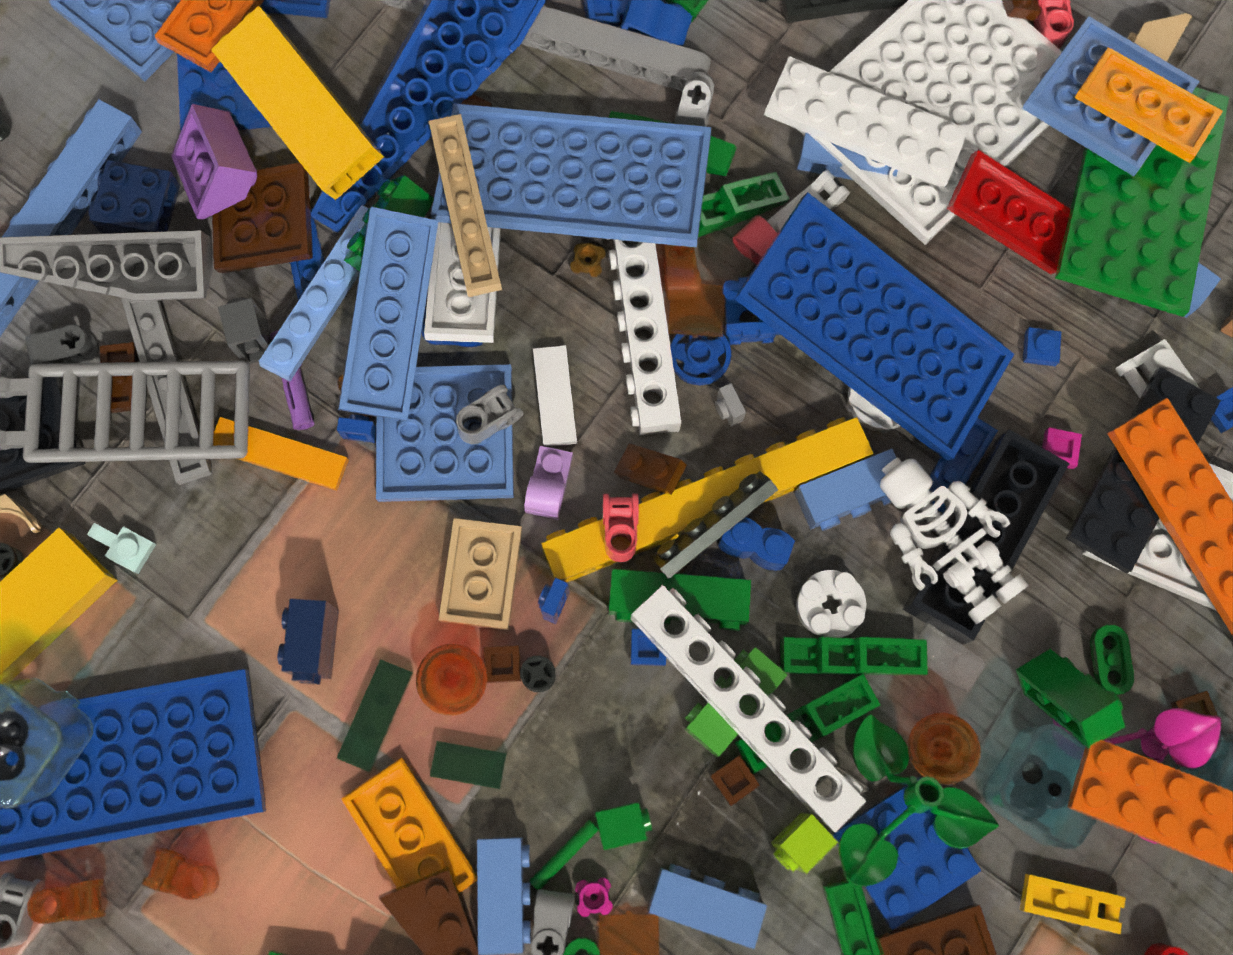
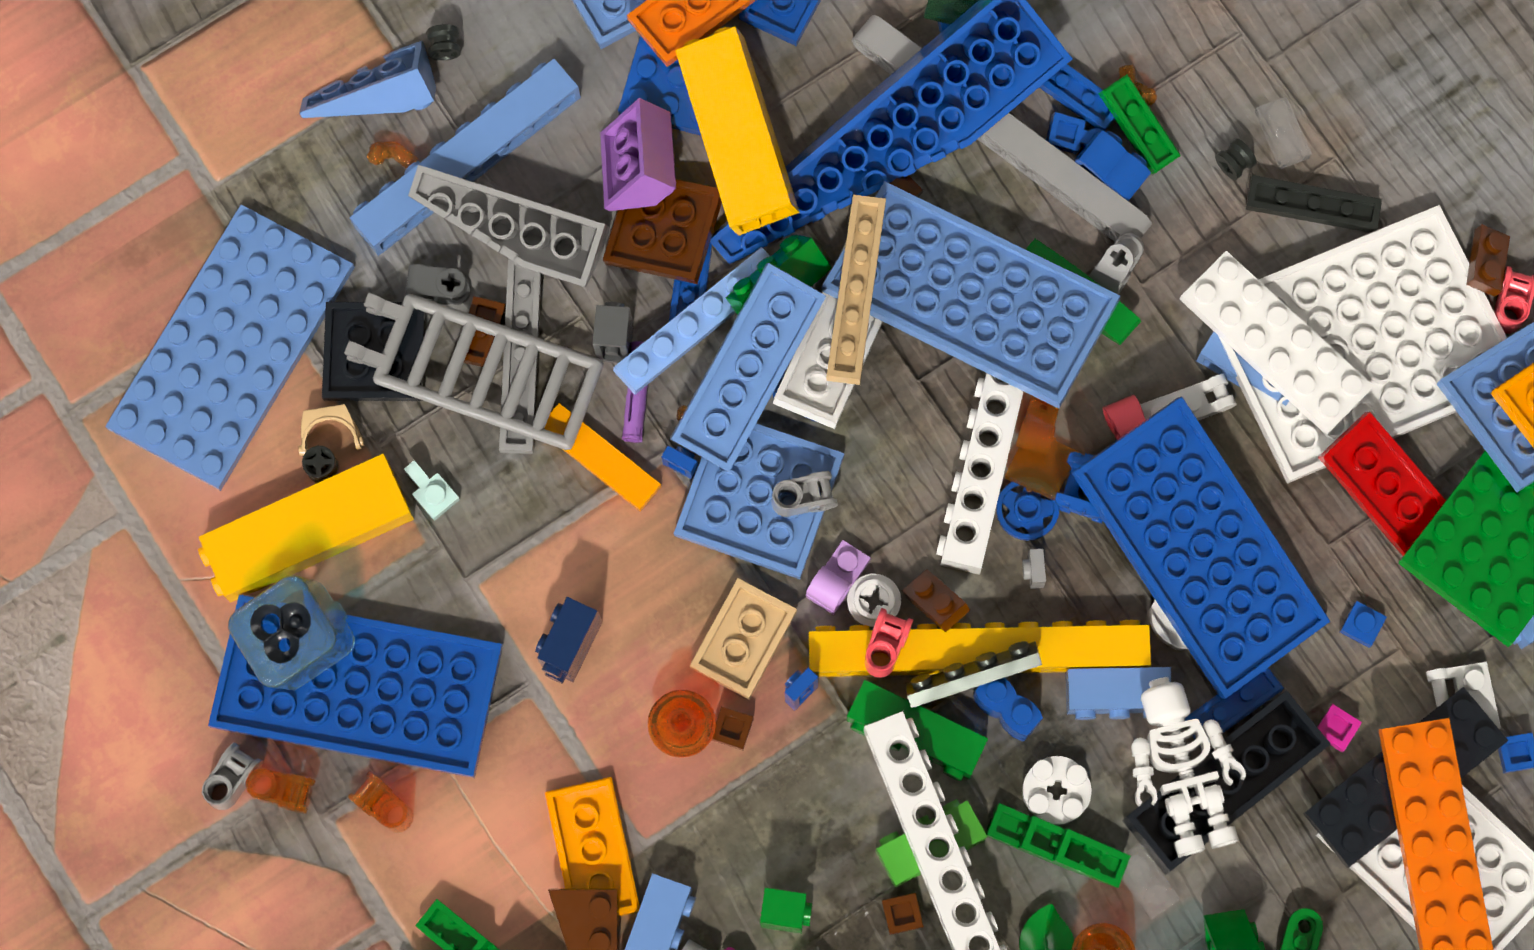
camera: 30 degrees right, 0 degrees up
(133, 199) = (551, 167): dark blue brick -> none
(375, 715) = (601, 730): clear green tile -> none
(468, 765) = (668, 806): clear green tile -> none
(540, 669) = (762, 741): pearl dark grey wheel -> none
(554, 396) = (874, 498): white tile -> none
(563, 855) = (723, 919): green piece -> none
(578, 481) = (865, 587): none -> white gear
(585, 251) = (965, 375): pearl gold plate -> none
(644, 651) = (865, 766): blue plate -> none
(740, 202) = (1124, 375): green slope -> none
(820, 716) = (1004, 887): green slope -> none

